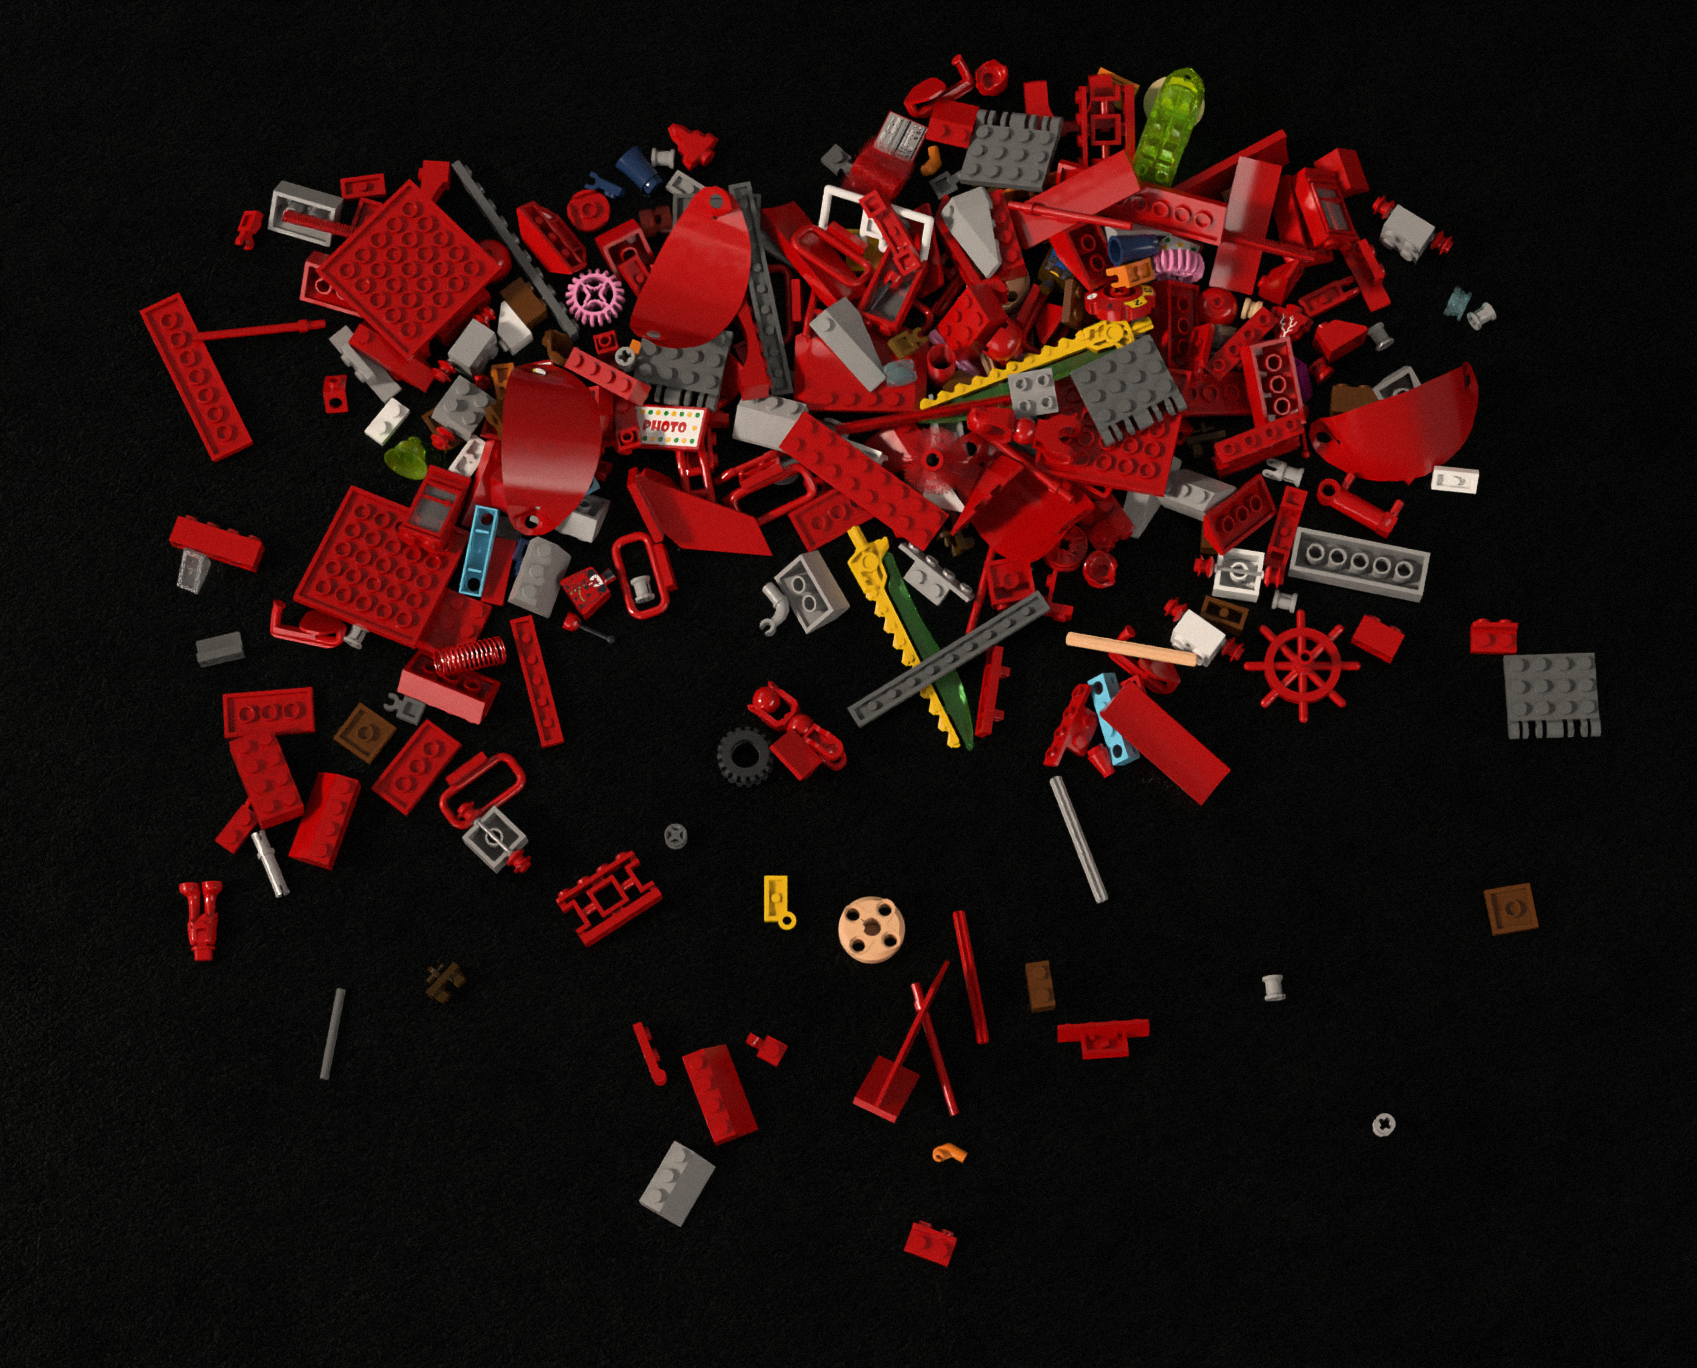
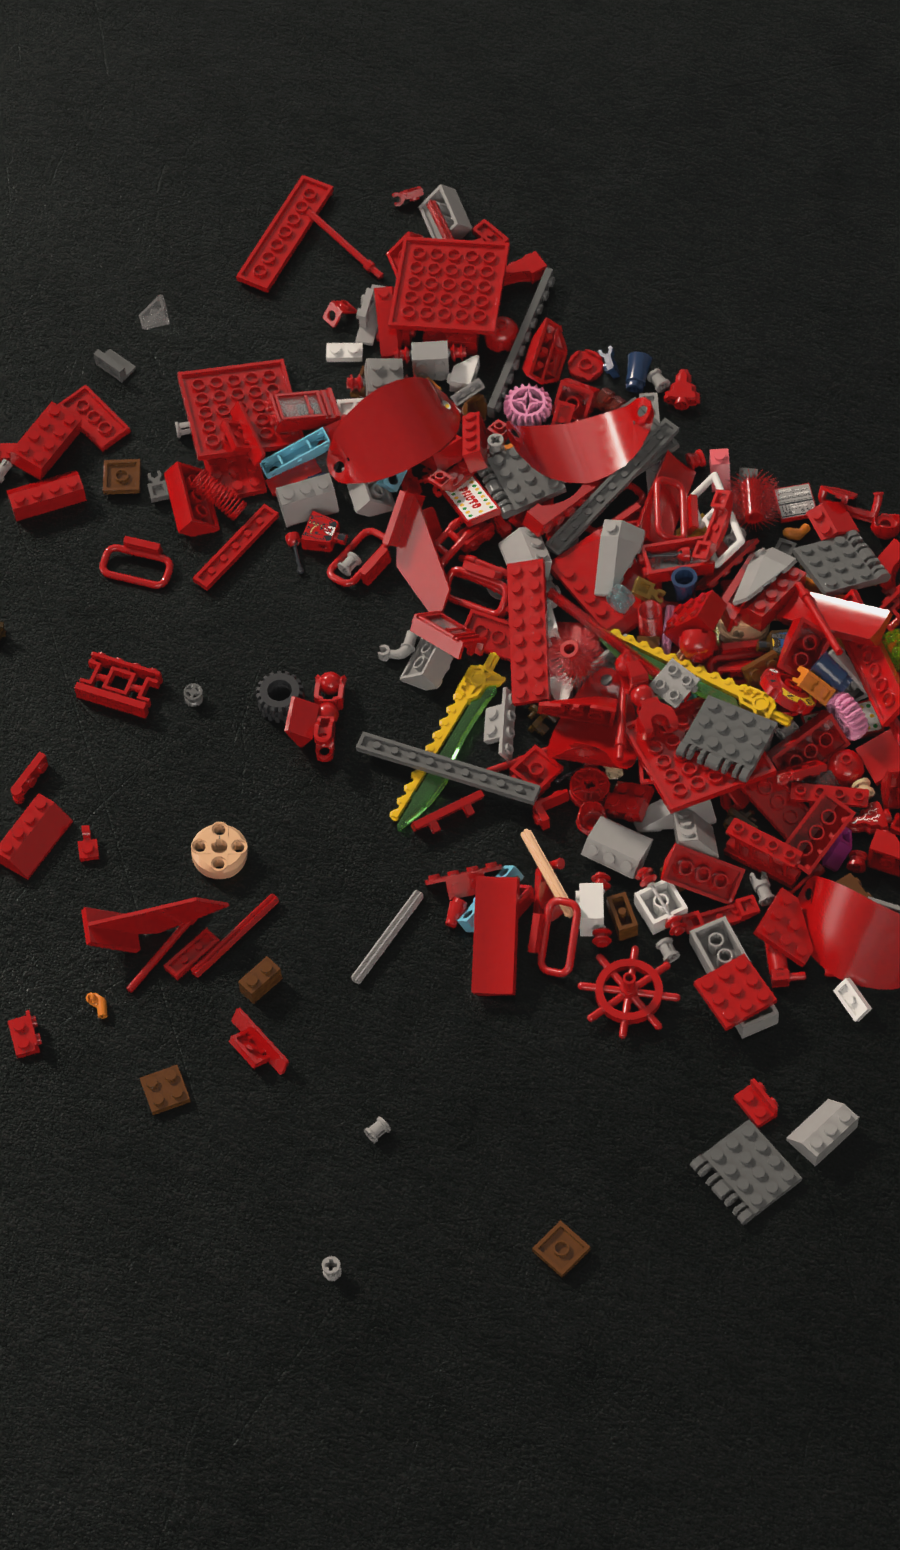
camera: 55 degrees right, 15 degrees down
(217, 543) = (183, 315): red brick -> none
(311, 630) = (167, 399): red piece -> none
(408, 459) = (327, 375): clear neon green hat -> none
(416, 767) = (123, 520): red tile -> none
(424, 586) = (242, 434): none -> red bracket
(494, 838) = (106, 589): light grey brick -> none
(524, 303) = (489, 369): reddish brown brick -> none
(539, 341) = (467, 392): none -> light grey piece
(776, 901) = (195, 783): yellow hinge -> none
(781, 191) = (695, 459): none -> red wheel
(805, 556) = (447, 634): none -> red door
(809, 177) = (720, 463): none -> coral slope
(925, 303) = (684, 583): none -> dark blue plant
(959, 1030) = (191, 954): none -> red tile
(1086, 1151) = (165, 1089): none -> reddish brown plate
(1151, 569) = (617, 847): none -> light grey slope
(1189, 700) = (540, 934): none -> red bar
(1347, 484) = (786, 928): none -> red plate
(1377, 638) = (690, 1027): red brick -> none
(1383, 575) = (735, 992): none -> red plate
(1562, 600) = (823, 1131): none -> light grey slope

